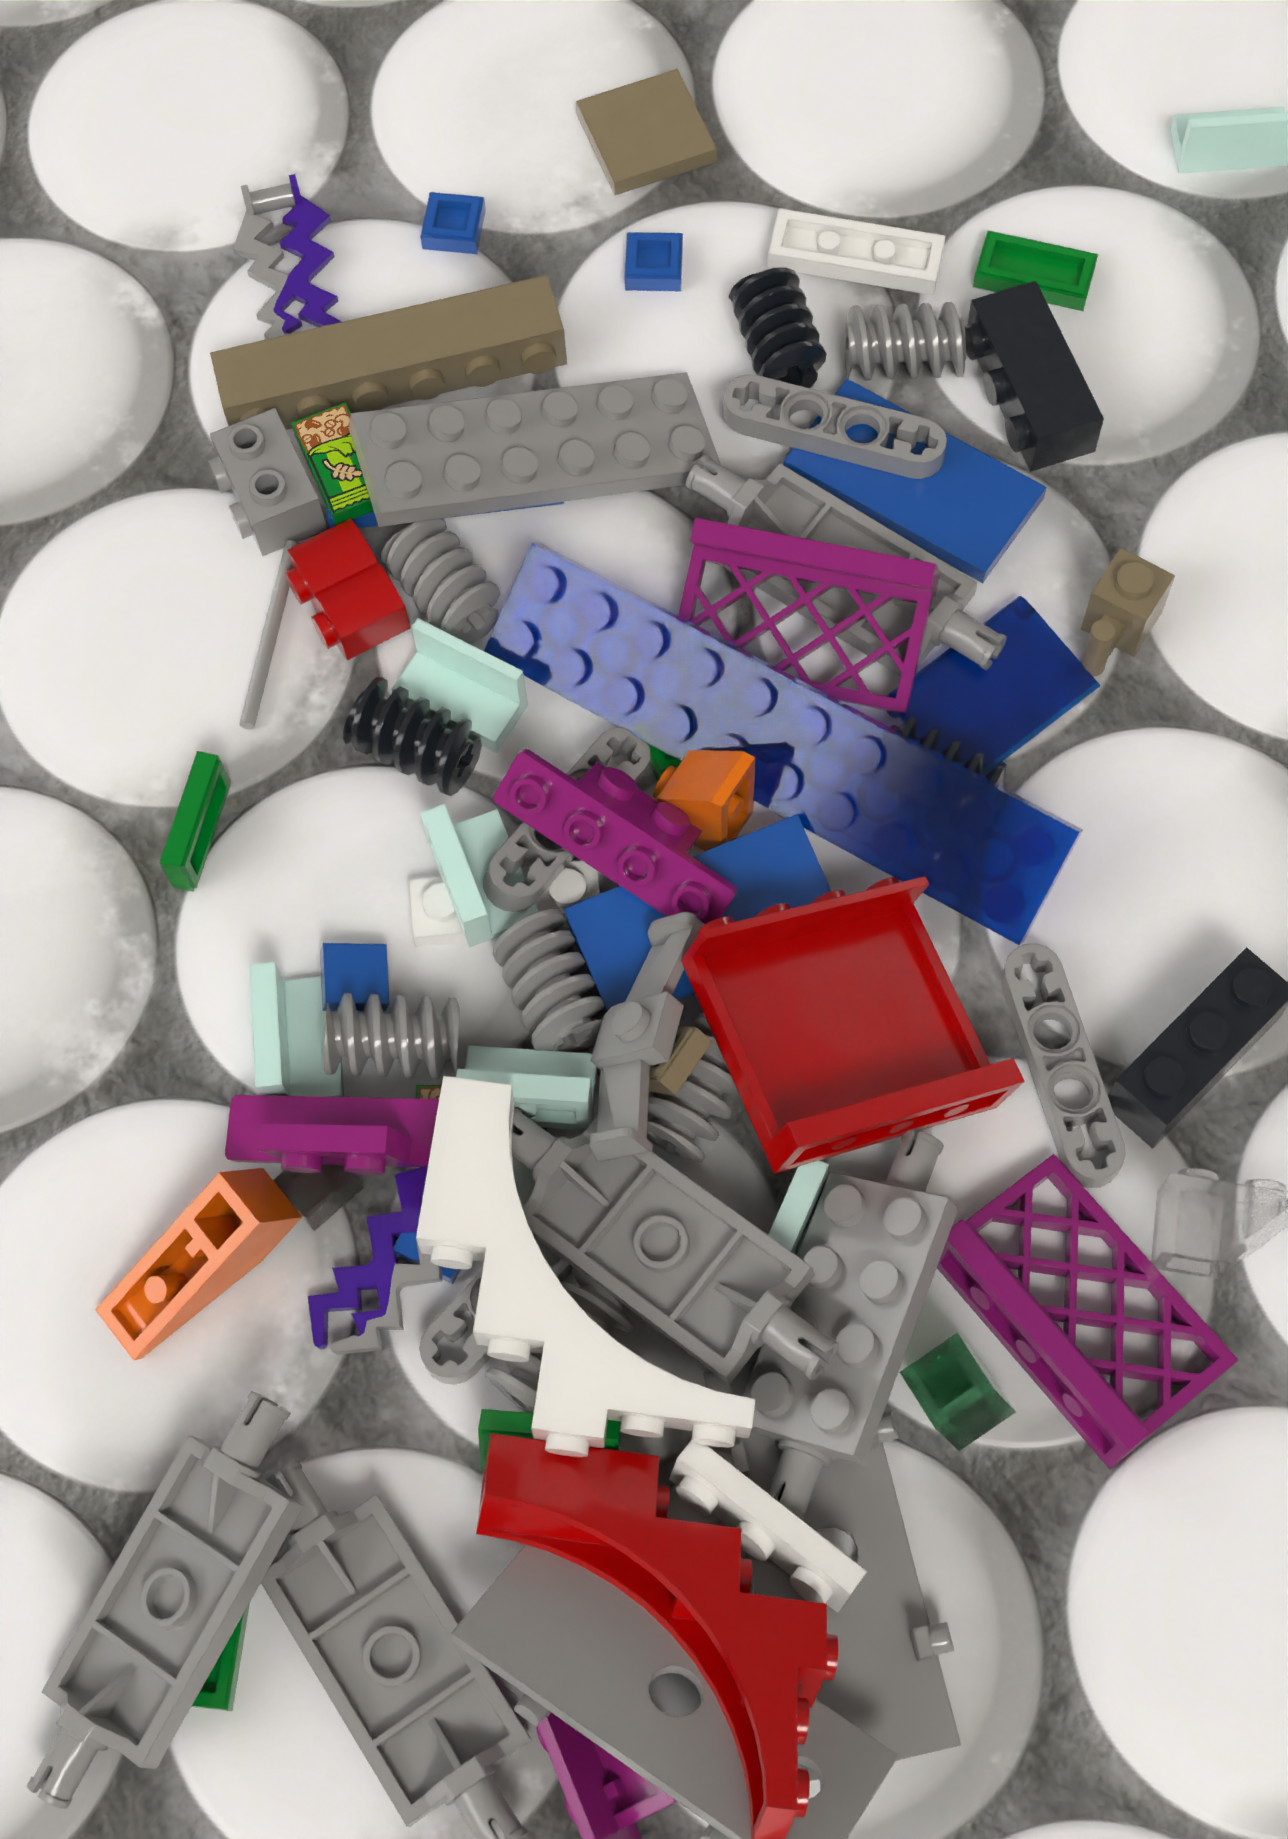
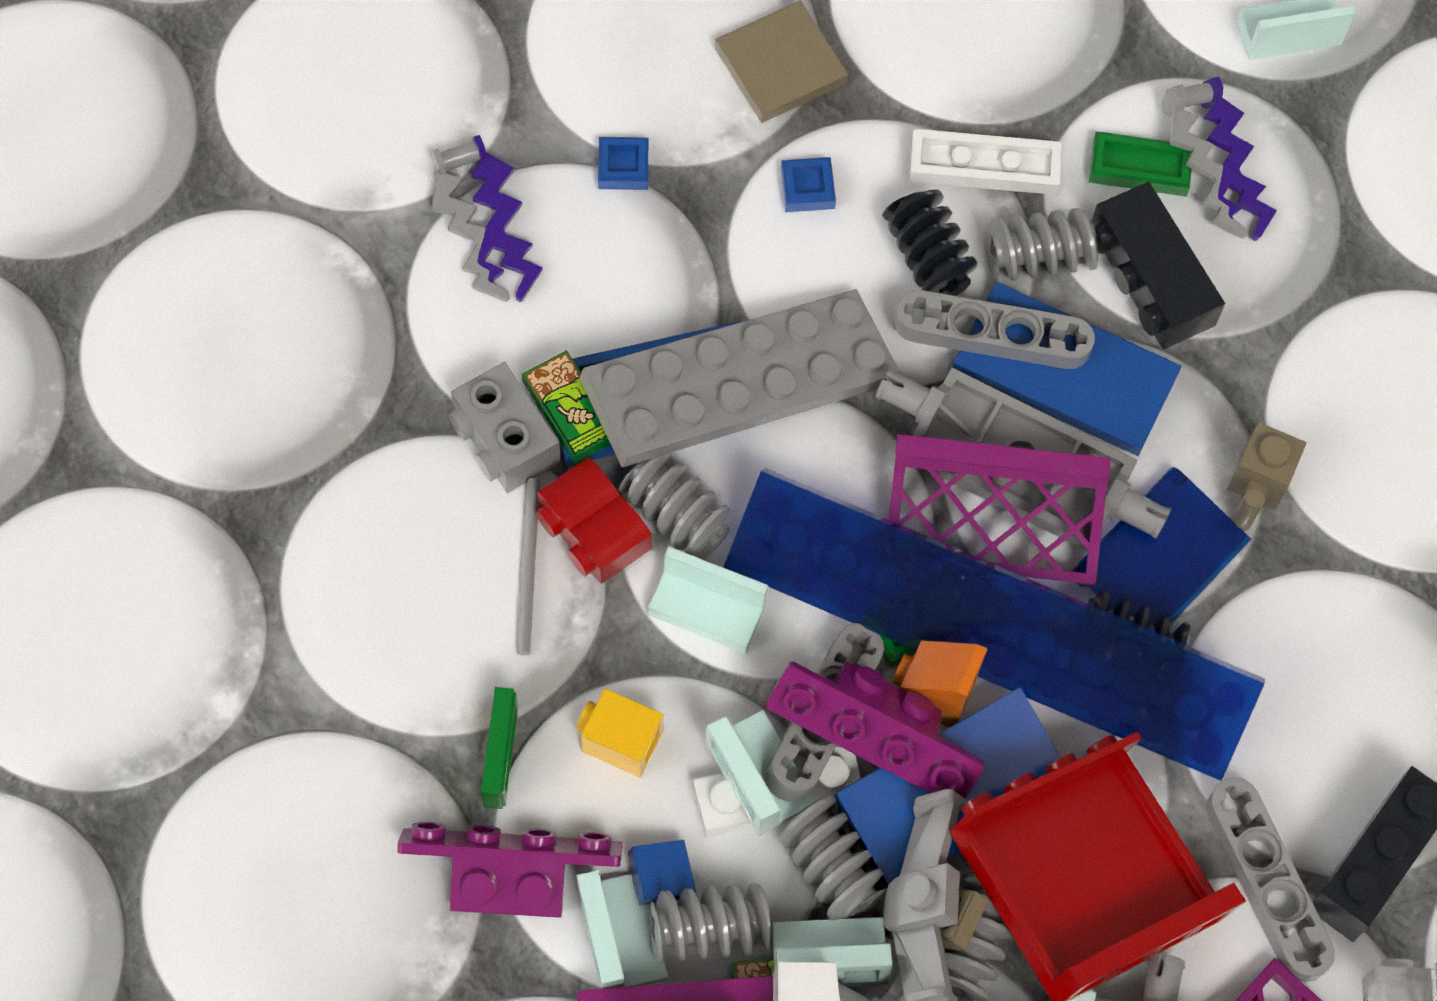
camera: 15 degrees left, 0 degrees up
(183, 957) = (509, 870): none -> magenta bracket
(335, 818) = (620, 731): none -> yellow brick
(396, 354) = (595, 300): dark tan brick -> none
(410, 738) = (675, 650): black piece -> none
(1129, 289) = (1225, 175): none -> piece

